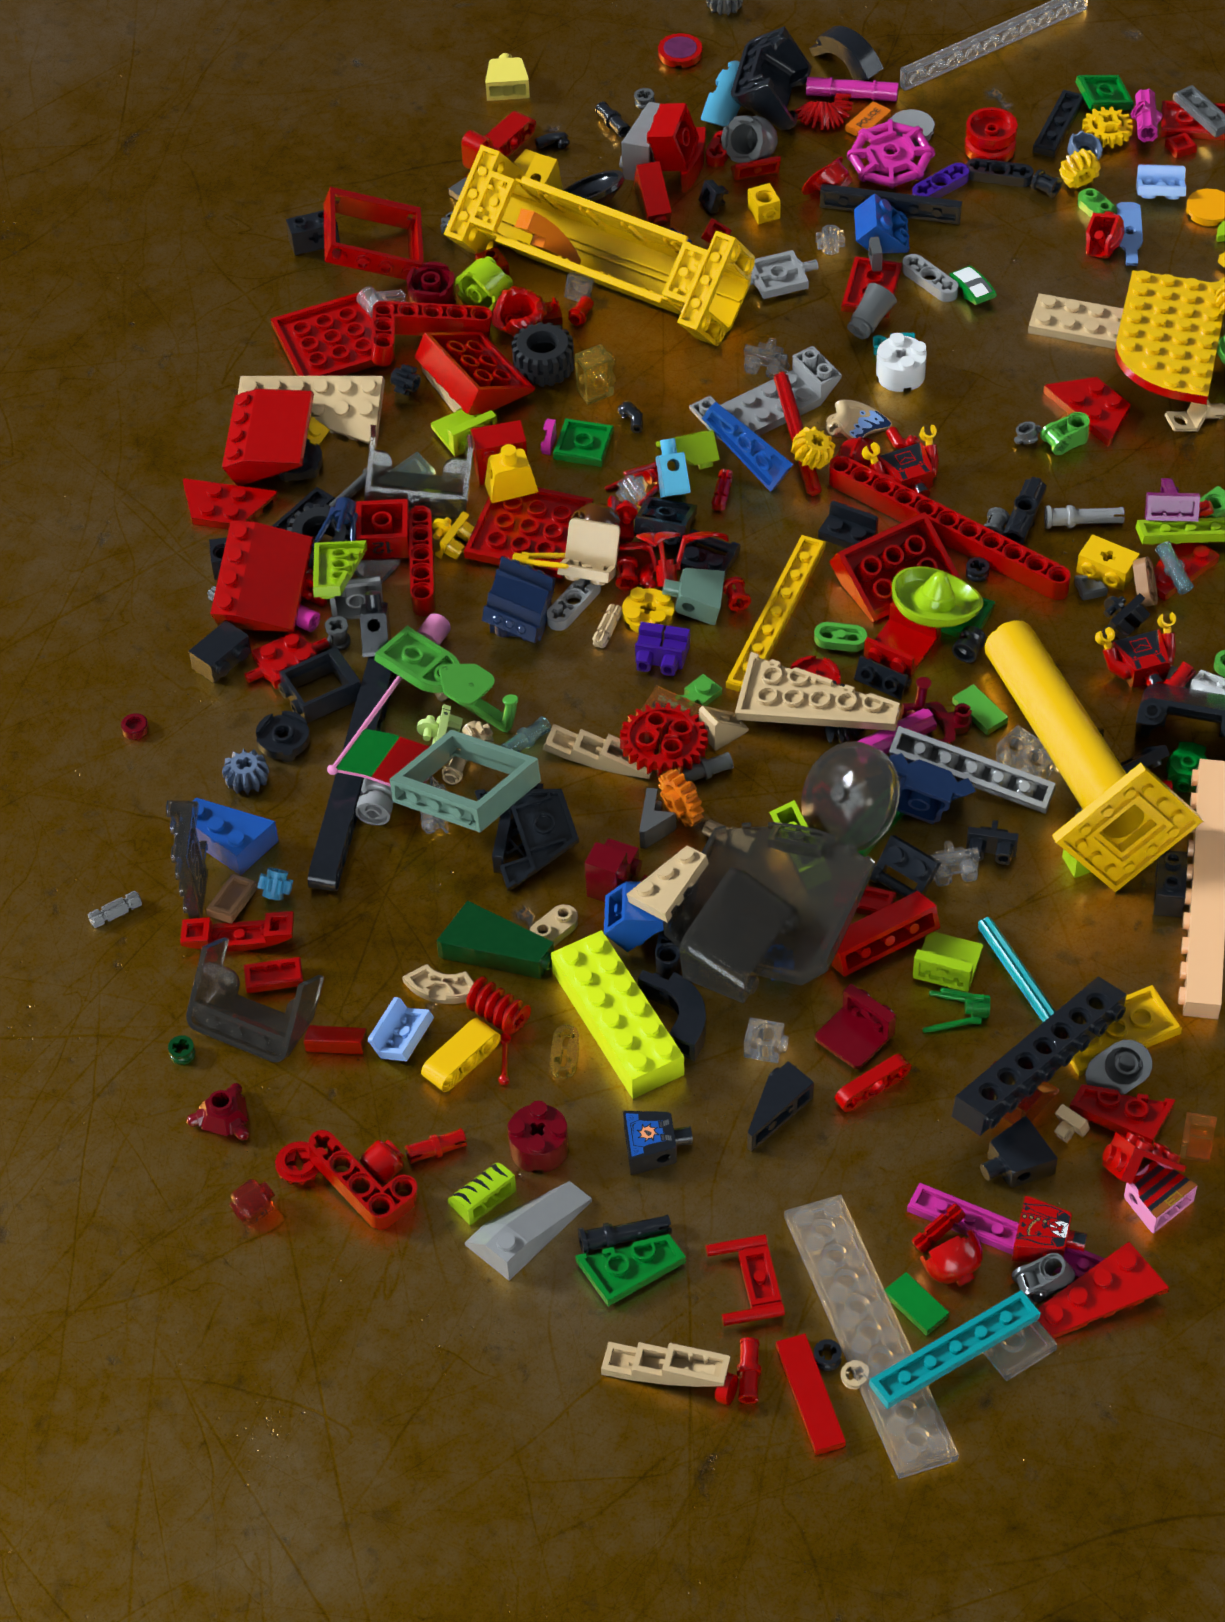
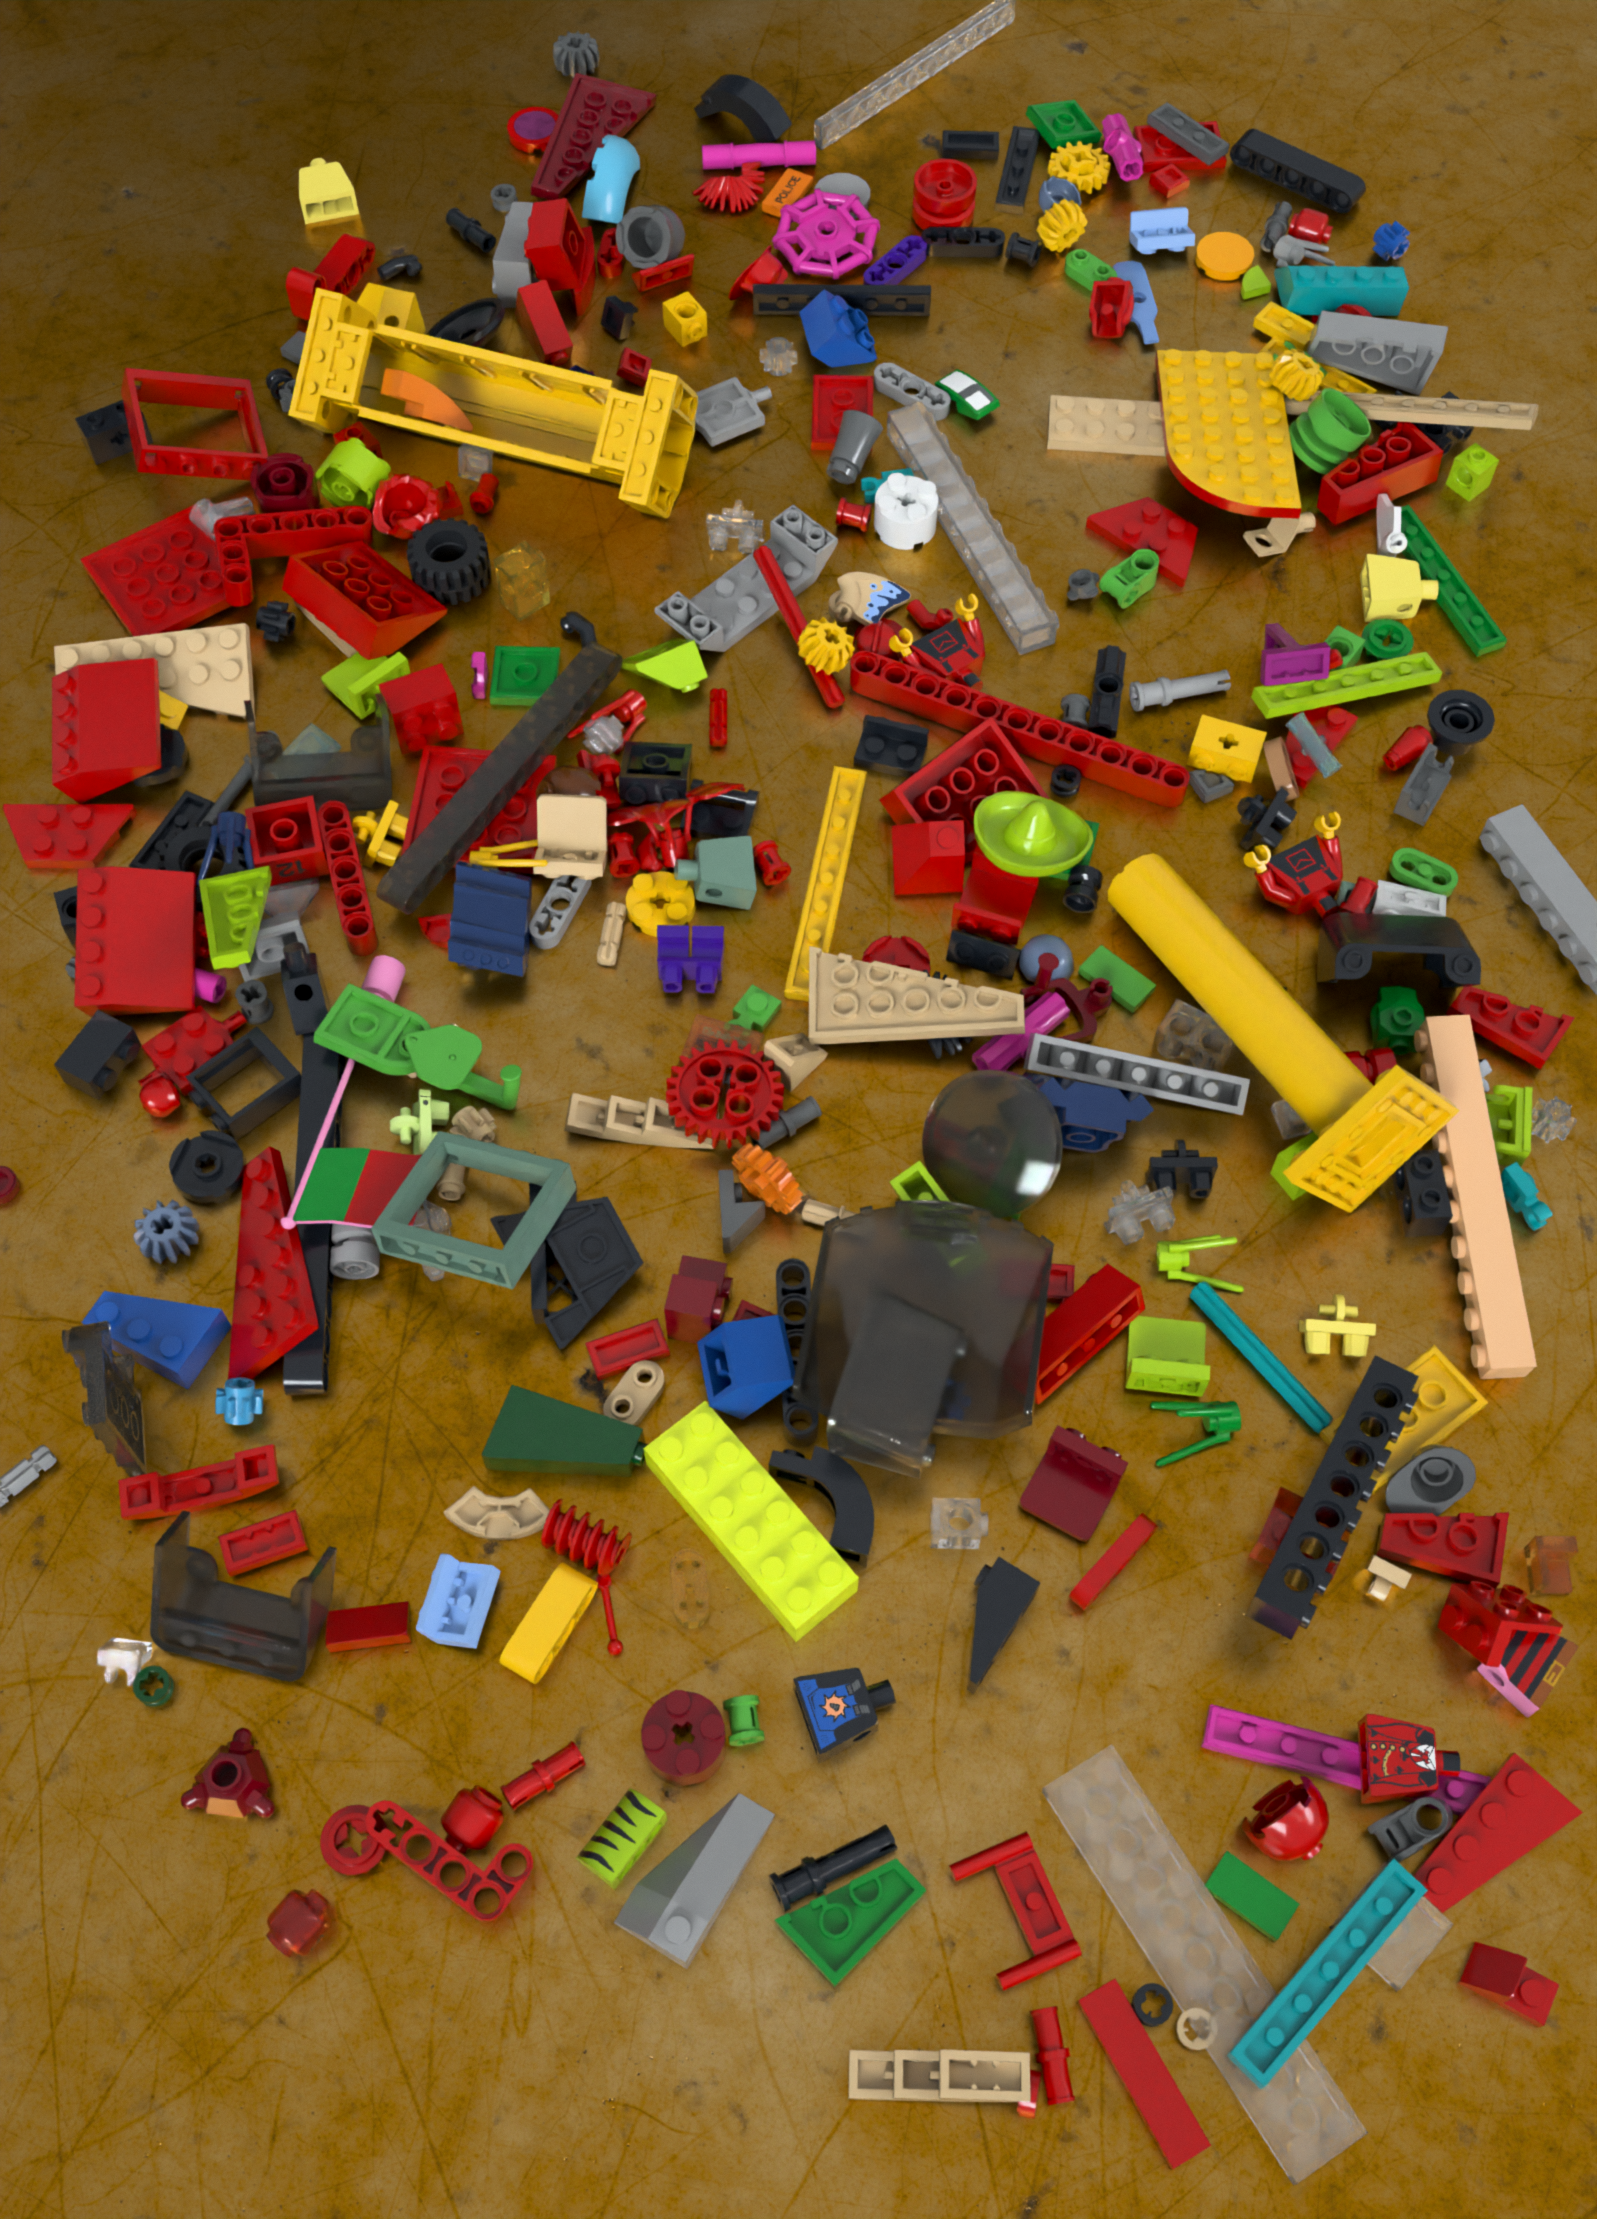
camera: 15 degrees left, 10 degrees up
(165, 1027) = (123, 1654): none -> clear tile
(231, 898) = (182, 1432): medium nougat tile -> none
(258, 685) = (159, 1097): none -> red piece
(313, 811) = (271, 1282): none -> red wing
(441, 208) = (275, 378): none -> black bush
(476, 604) = (436, 928): none -> red tile
(509, 475) = (441, 741): yellow torso -> none
(527, 736) = (538, 1116): clear light blue pin -> none
(546, 897) = (622, 1349): none -> red tile
(548, 505) = (498, 778): none -> clear smoke beam
(583, 1135) = (743, 1720): none -> bright green bush
(668, 883) = (784, 1326): tan wing -> none
(672, 482) = (660, 717): medium azure torso -> none
(717, 48) = (588, 115): none -> dark red wing
(752, 450) = (750, 661): blue wing -> none
(767, 74) = (651, 150): black windscreen -> none
(840, 636) = (916, 902): bright green plate -> none
(857, 602) = (928, 857): none -> red slope
(861, 360) = (853, 514): none -> red bush
(875, 254) = (840, 369): dark grey tile -> none
(907, 861) = (1087, 1223): black plate -> none
(937, 692) = (1046, 944): none -> sand blue hair
(938, 1228) = (1254, 1774): red axle -> none
(951, 383) = (973, 530): none -> clear brick
(972, 896) = (1175, 1255): none -> lime plant
(1019, 1155) = (1334, 1640): black torso -> none
(1025, 100) = (970, 144): none -> black tile
(1067, 960) = (1354, 1334): none -> light yellow hips
(1083, 1384) = (1508, 1982): none -> red slope
(1148, 756) = (1347, 1020): black plate -> none

